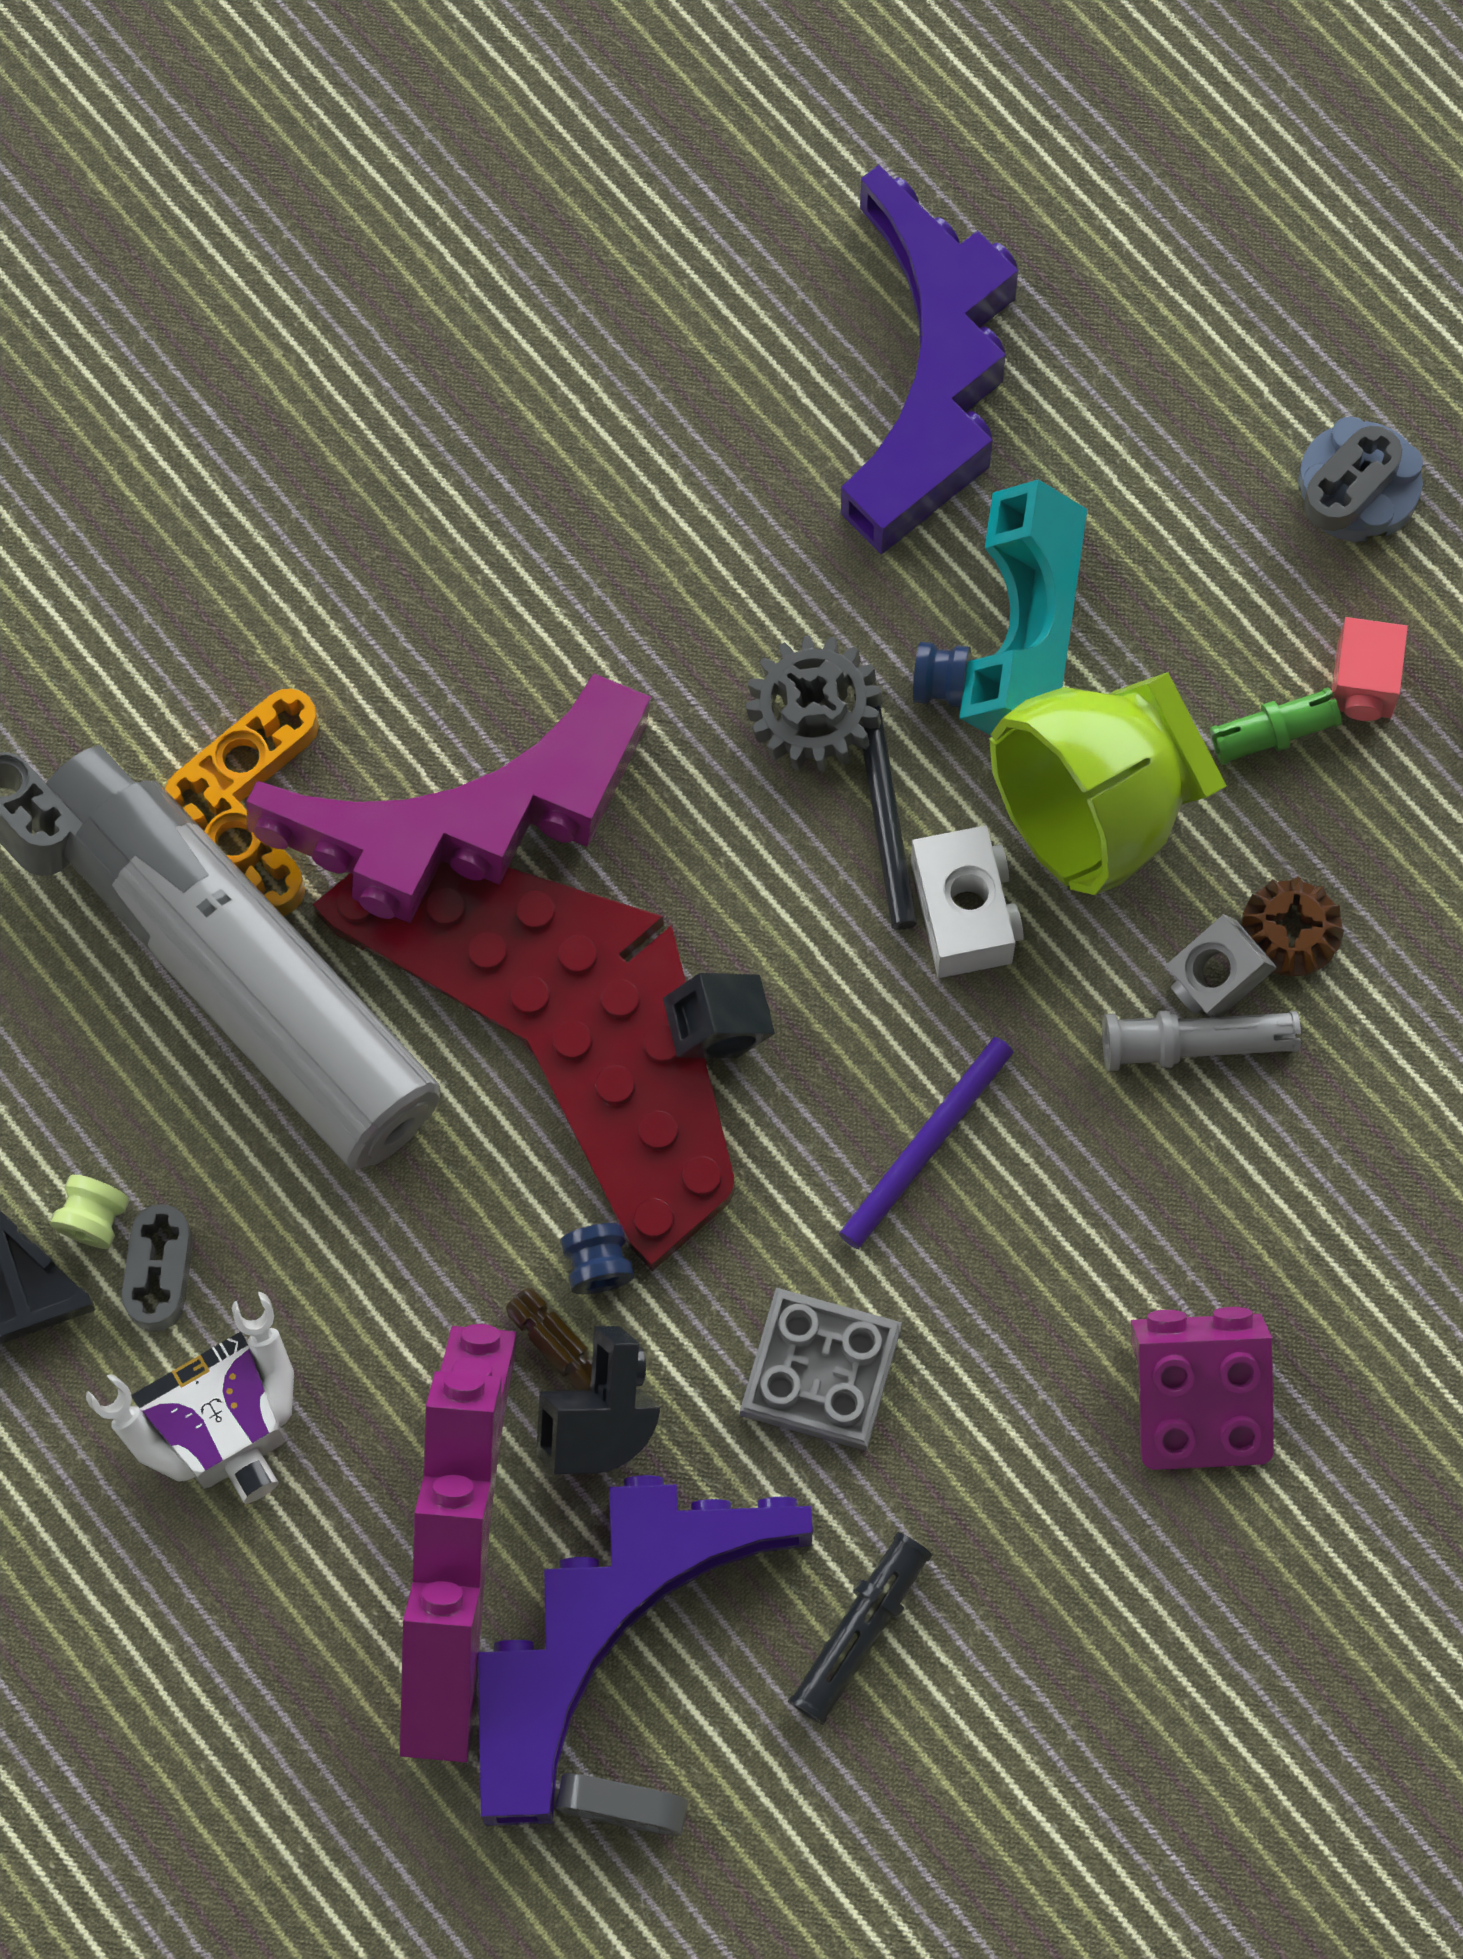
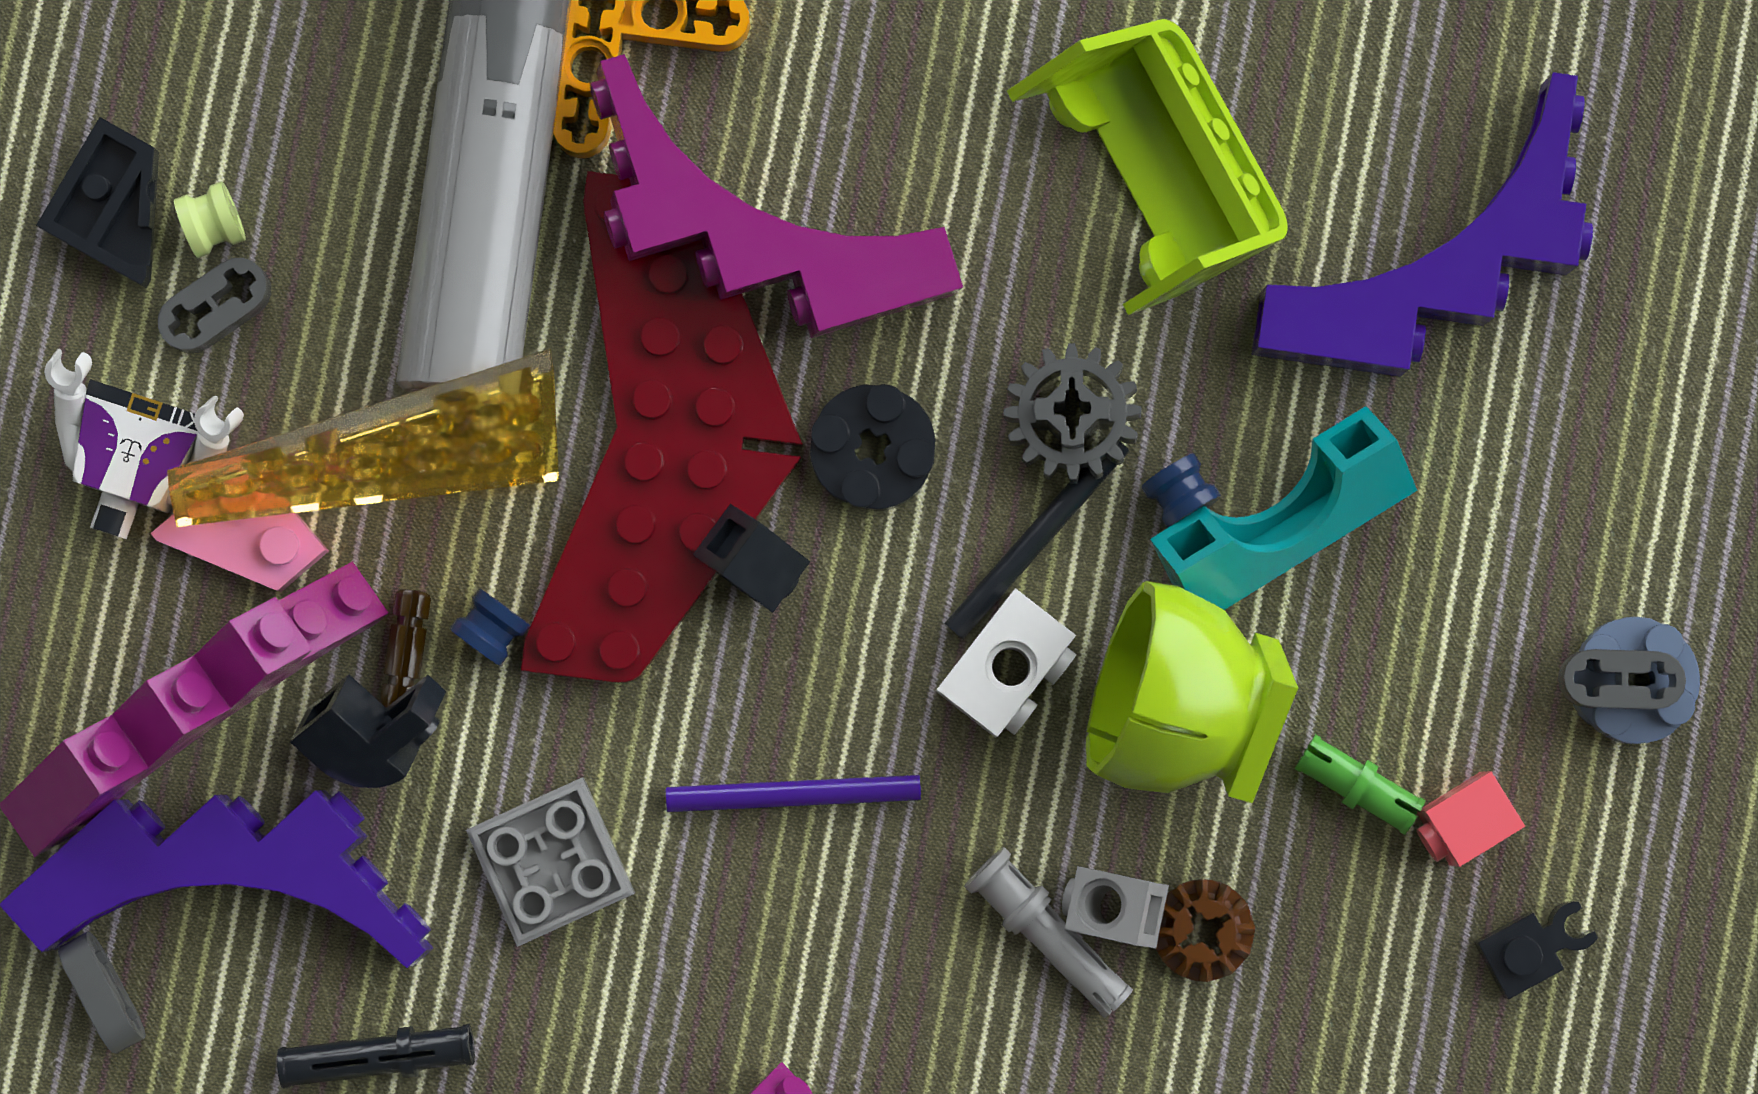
camera: 45 degrees right, 15 degrees up
(351, 1388) = (261, 548): none -> bright pink wing
(419, 1171) = (436, 441): none -> clear yellow wing
(677, 484) = (1172, 149): none -> lime windscreen
(691, 840) = (837, 436): none -> black plate

